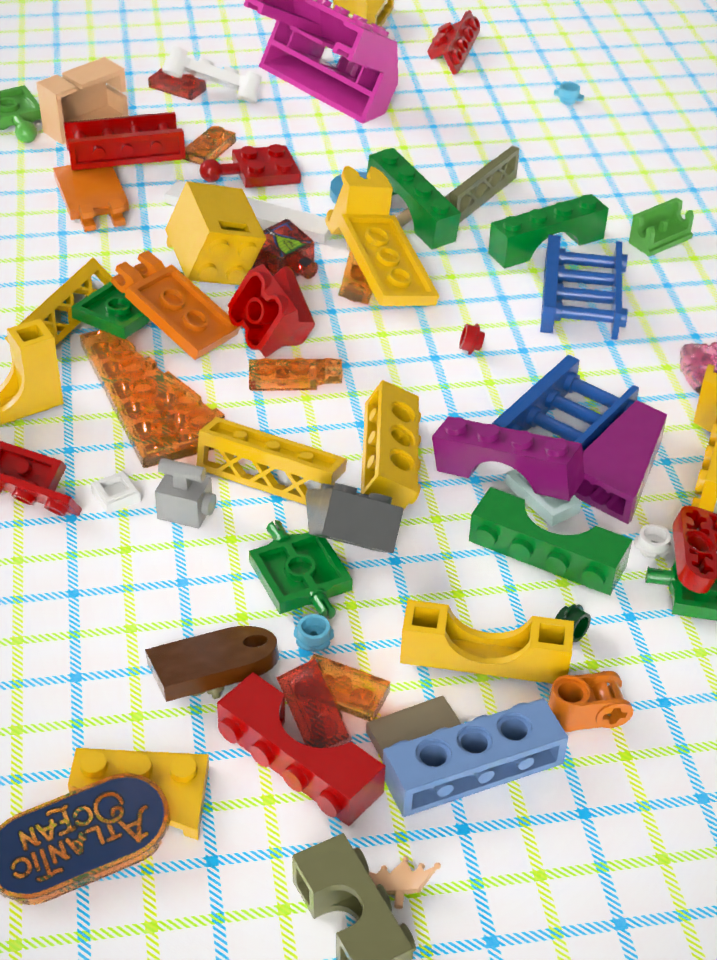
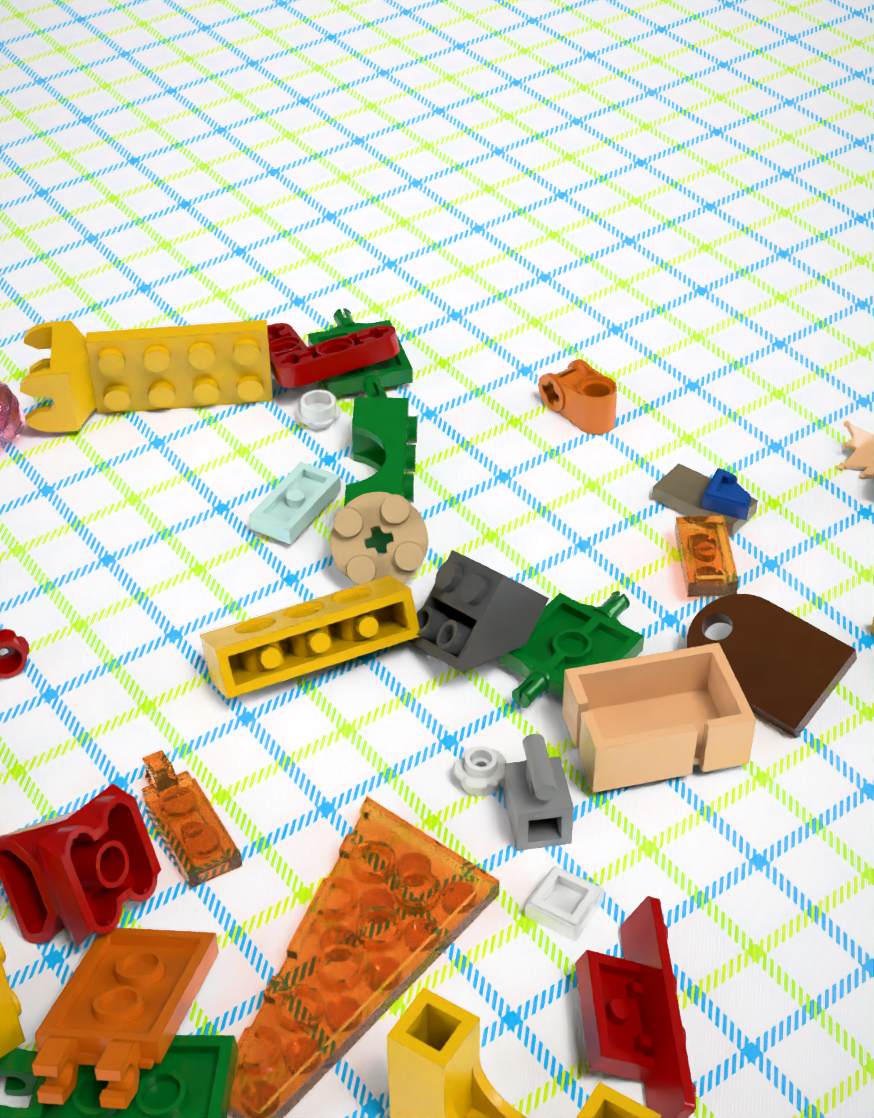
camera: 115 degrees left, 0 degrees up
(192, 575) = (657, 717): none -> light nougat piece
(235, 494) = (480, 770): none -> white plate
(266, 451) = (413, 740): yellow fence -> none
(313, 633) = (652, 606): medium azure plate -> none
(314, 706) = (759, 550): clear red plate -> none
(337, 778) = (814, 520): red arch -> none
(394, 726) = (726, 496): none -> blue tile
(440, 640) = (593, 496): yellow arch -> none
(454, 502) = (355, 525): none -> tan plate
(473, 756) = (709, 438): medium blue brick -> none
(548, 463) = (274, 531): magenta arch -> none
(550, 394) = (144, 548): blue fence -> none
(579, 616) = (484, 432): dark green plate -> none
(621, 461) = (197, 453): magenta slope -> none

